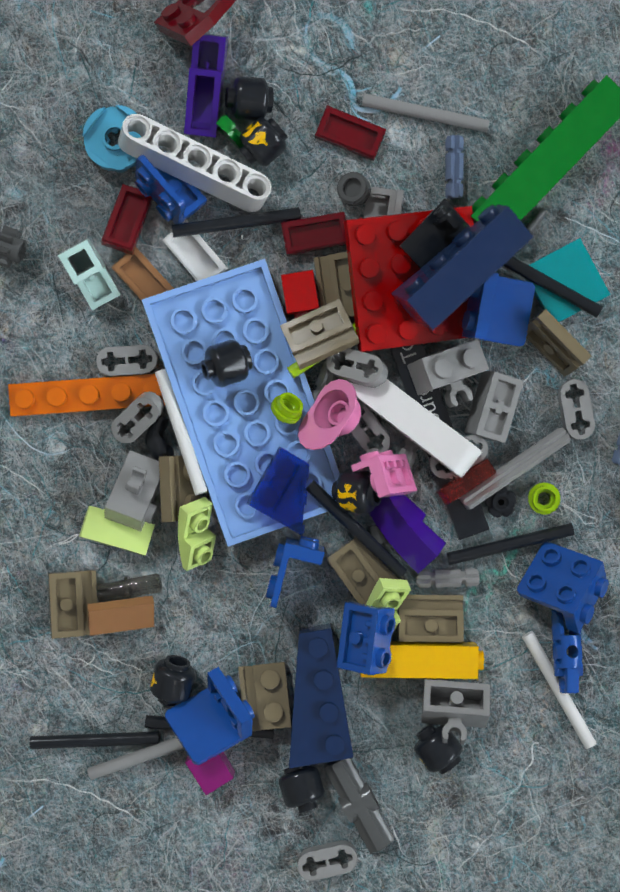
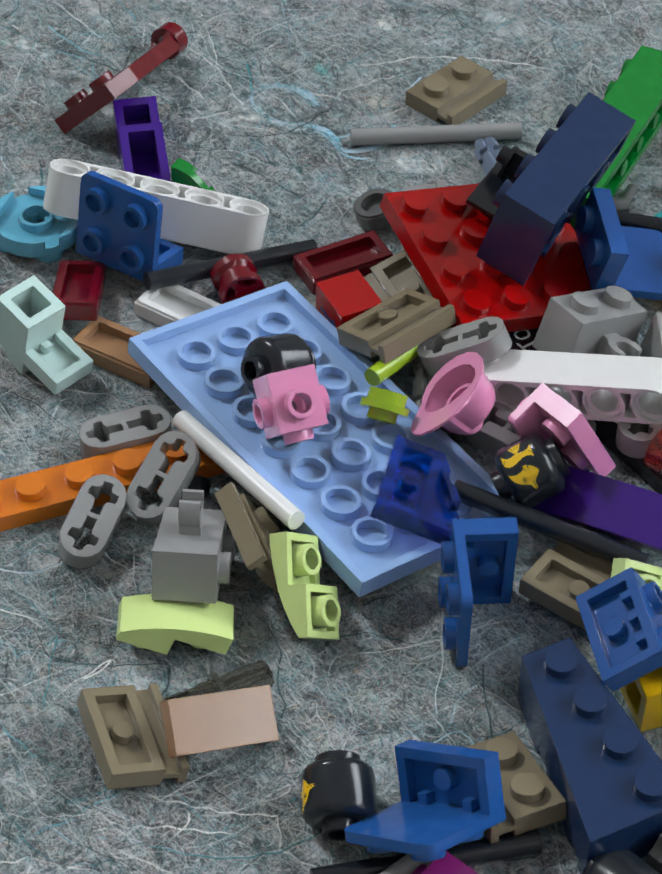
camera: 15 degrees left, 45 degrees down
(93, 440) = (82, 516): none -> light grey beam
(221, 407) = (290, 404): none -> bright pink brick
(234, 244) = (235, 277): none -> dark red wheel
(249, 98) = (208, 149): black head -> none
(263, 141) = (241, 175): black head -> none
(350, 133) = (348, 167): dark red tile -> none
(457, 67) = (456, 92): none -> dark tan plate

